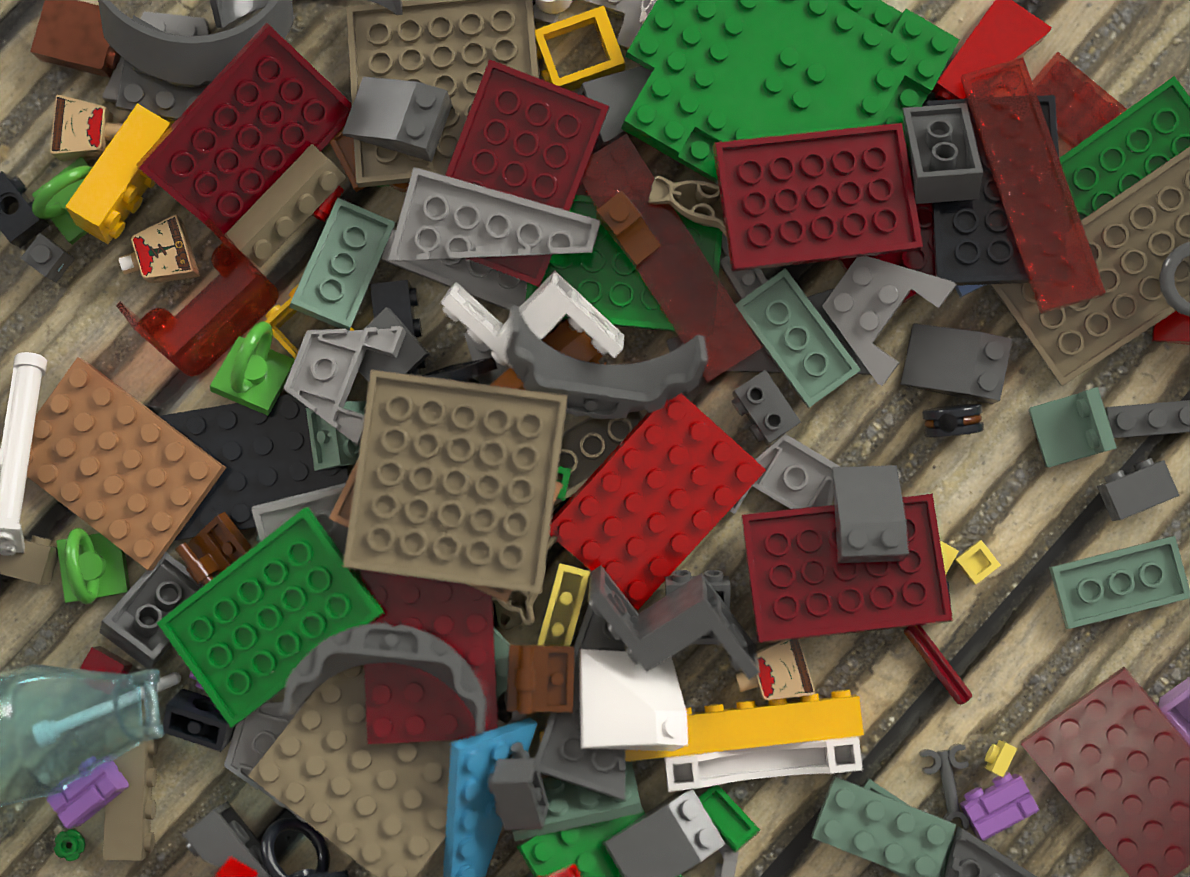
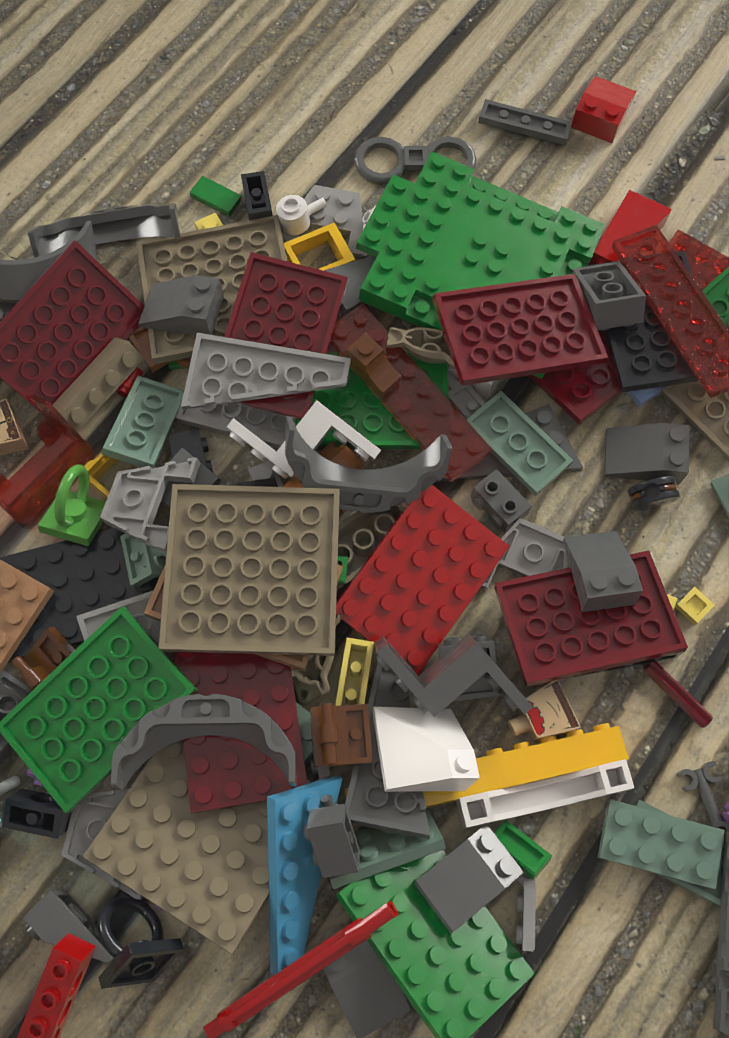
camera: 15 degrees left, 15 degrees down
(868, 300) = (571, 406): light grey wing -> none

